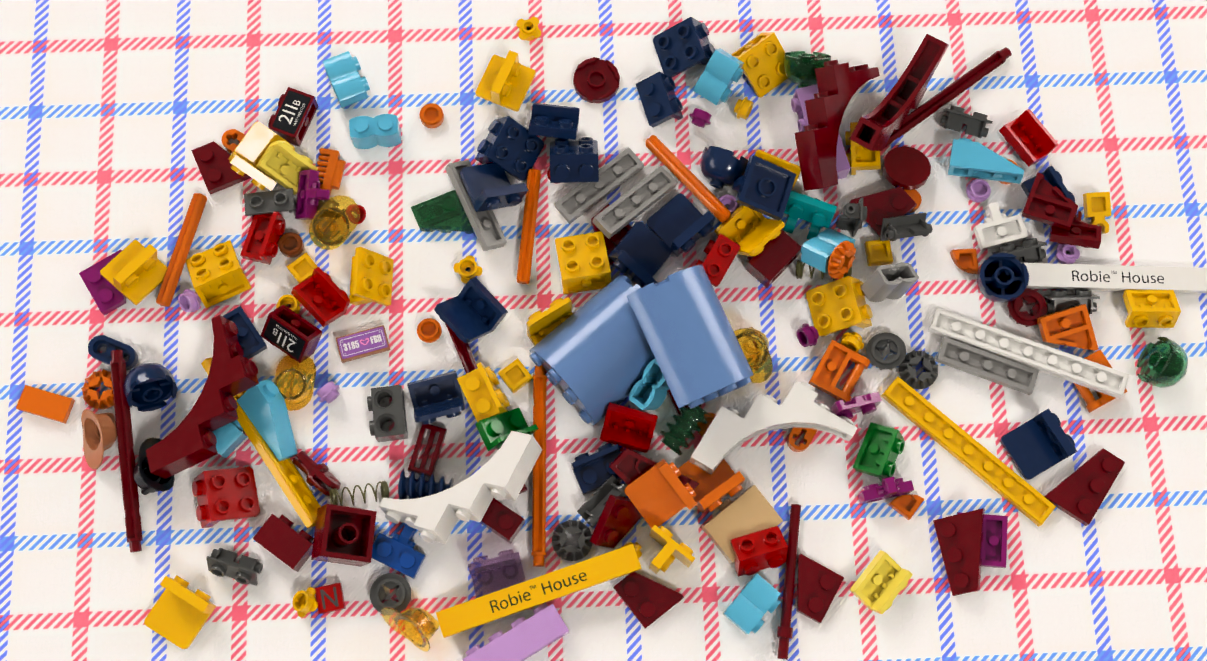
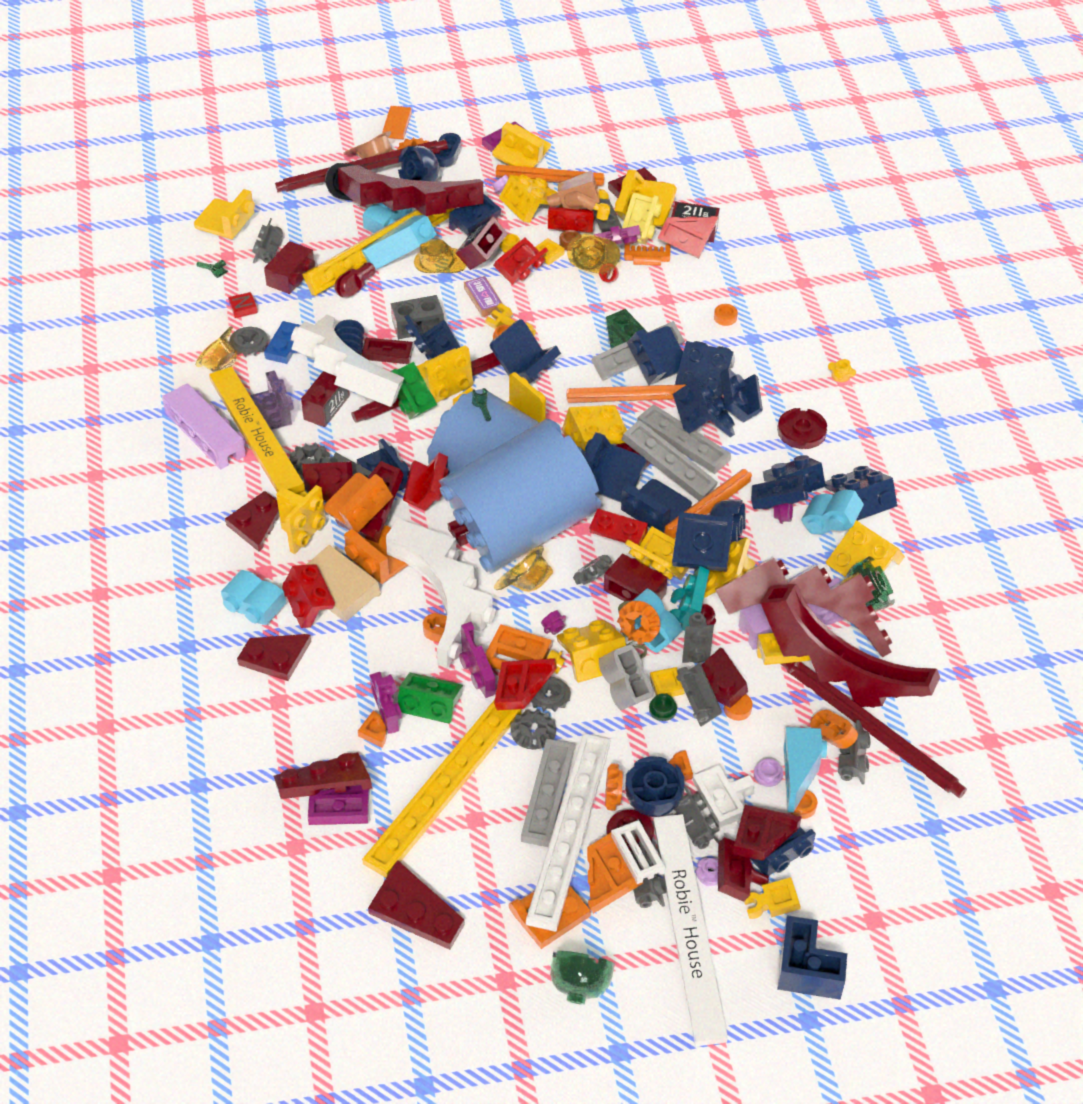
camera: 85 degrees right, 25 degrees down
(225, 495) = (328, 228): red bracket -> none
(246, 220) = (581, 193): none -> nougat torso
(266, 623) = (216, 269): none -> clear green hand
(305, 602) = (237, 287): yellow plate -> none
(317, 125) = (688, 233): none -> wing
(328, 392) = (432, 278): lavender plate -> none
(344, 535) = (296, 294): dark red brick -> none
(345, 79) = (742, 249): medium azure brick -> none
(370, 132) = (694, 273): medium azure brick -> none
(371, 278) = (546, 285): yellow bracket -> none
(384, 493) = (333, 304): olive piece -> none
(403, 328) = (504, 318): none -> yellow hinge
(467, 262) = (572, 355): yellow plate -> none
(506, 81) = (776, 357): yellow bracket -> none
(539, 469) = (361, 428): orange piece -> none
(576, 356) = (480, 401): none -> clear green hand
(683, 428) = (431, 517): clear green piece -> none
(694, 115) = (778, 492): none -> dark blue bracket
(743, 108) = (806, 546): yellow plate -> none
(766, 291) = (592, 570): none -> dark grey gear
(784, 631) = (227, 630): dark red bar -> none
(880, 583) = (285, 703): light yellow bracket -> none
(882, 371) = (521, 682): none -> red wing
(906, 168) = (776, 697): dark red tile -> none
(908, 256) = (663, 707): none -> dark green plate
(951, 134) = (836, 725): none -> orange beam
(994, 311) = (613, 789): none -> orange gear
(1029, 138) = (847, 815): red bracket -> none
(1038, 444) = (458, 847): dark blue bracket -> none
(1046, 307) = (627, 856): none -> white tile
(1151, 308) = (656, 964): yellow bracket -> none
(1159, 201) = (807, 968): none -> dark blue brick

